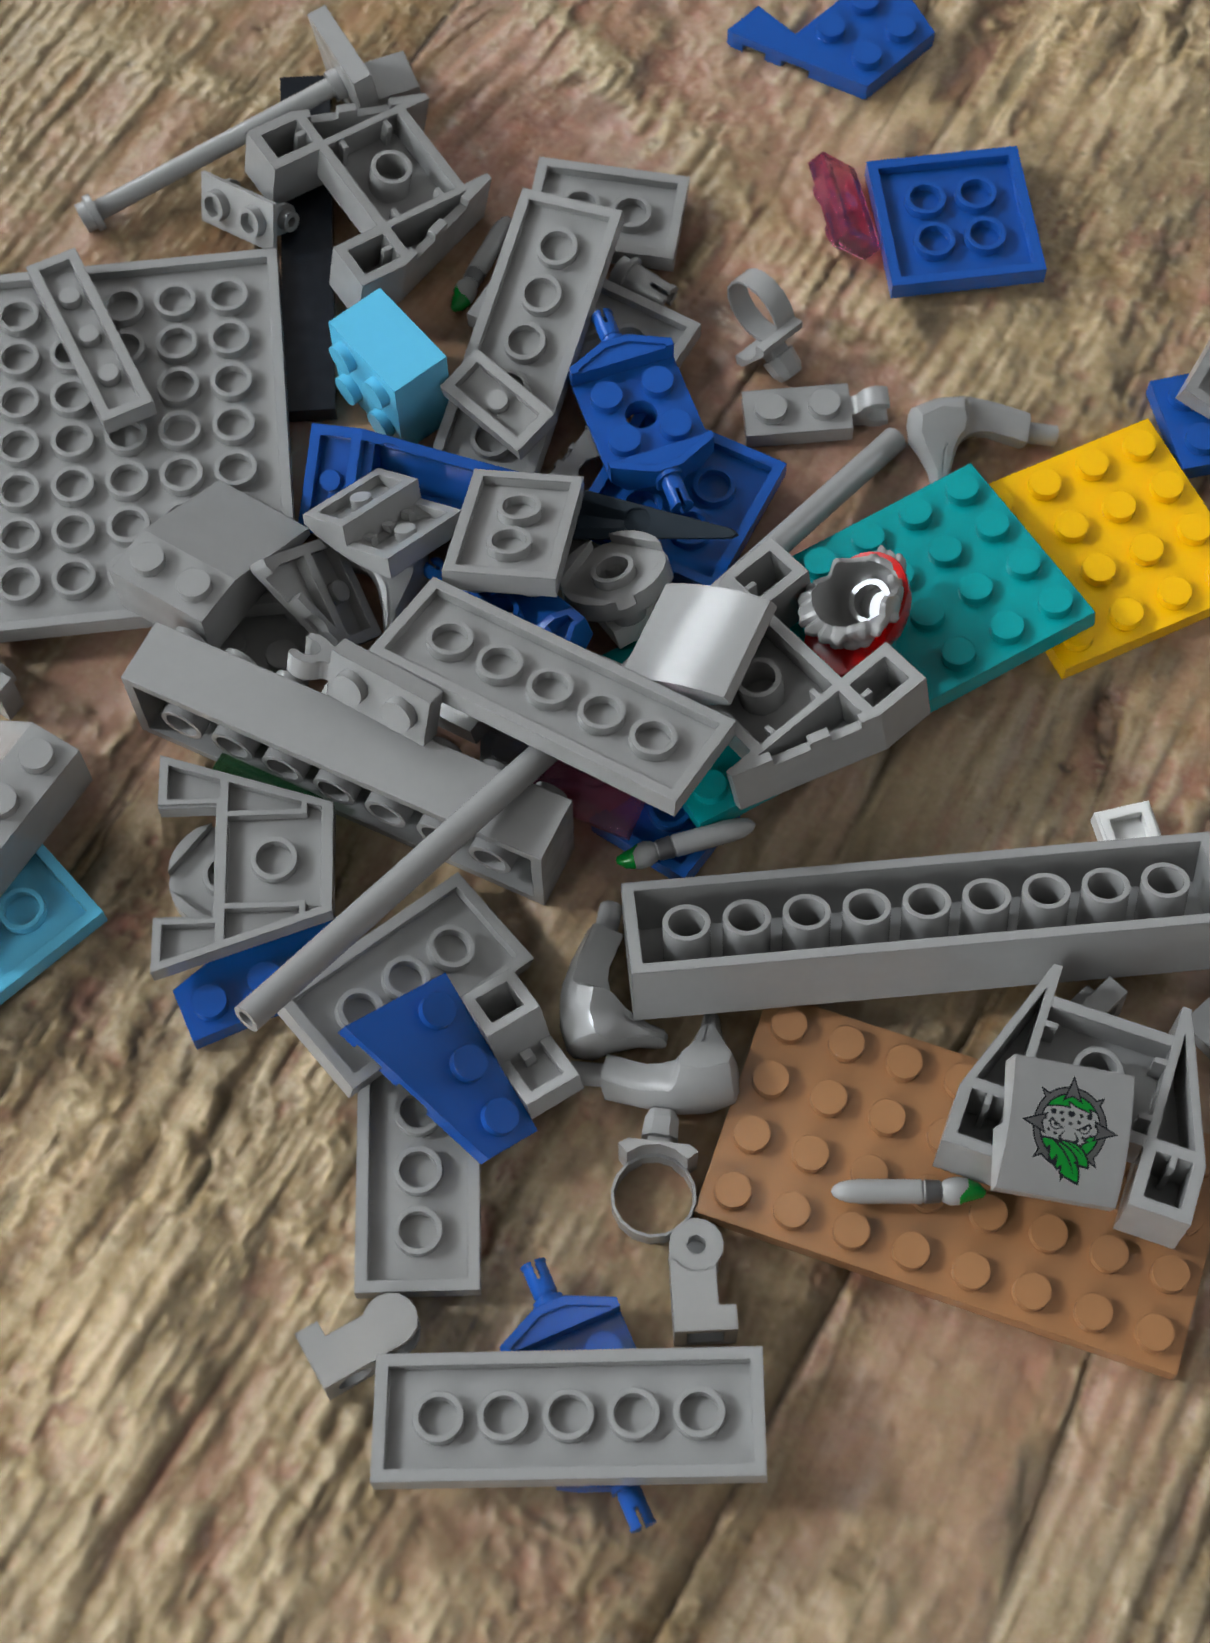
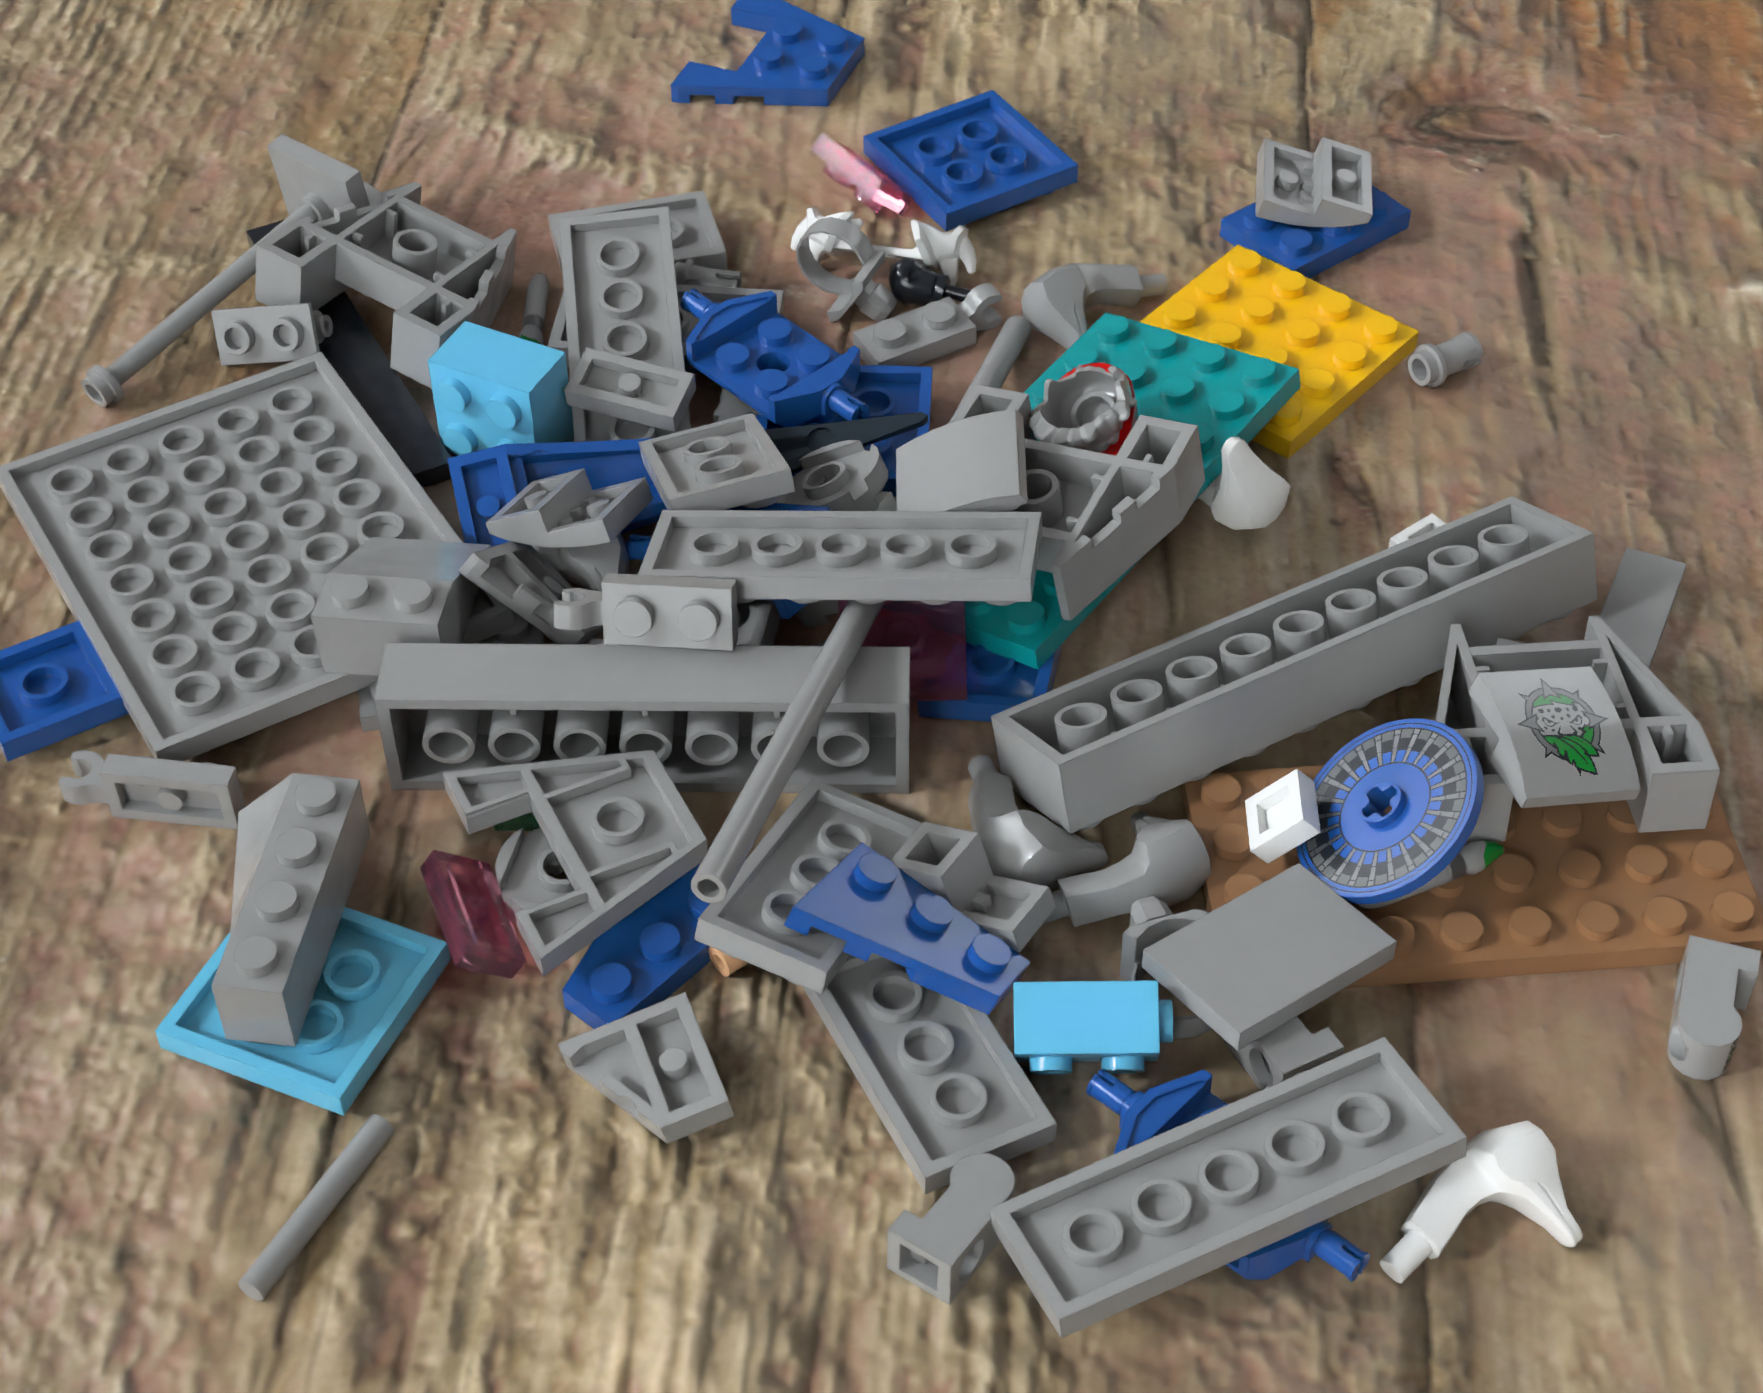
camera: 25 degrees left, 20 degrees down
(91, 341) = (170, 467): light grey plate -> none
(135, 888) = (472, 914): none -> clear pink plate
(209, 1095) = (654, 1069): none -> light grey wing
(550, 1211) = (1090, 1023): none -> medium azure brick
(686, 842) = (996, 696): light grey piece -> none
(724, 1216) = (1268, 955): none -> light grey tile
(804, 1487) = (1502, 1166): none -> white animal
(811, 1085) = (1282, 816): none -> white plate
(828, 358) = (917, 285): none -> black piece
(865, 326) = (932, 245): none -> white piece
(919, 1157) = (1435, 802): none -> piece
(986, 719) = (1246, 490): none -> white animal
(1061, 1430) = (1704, 1019): none -> light grey leg

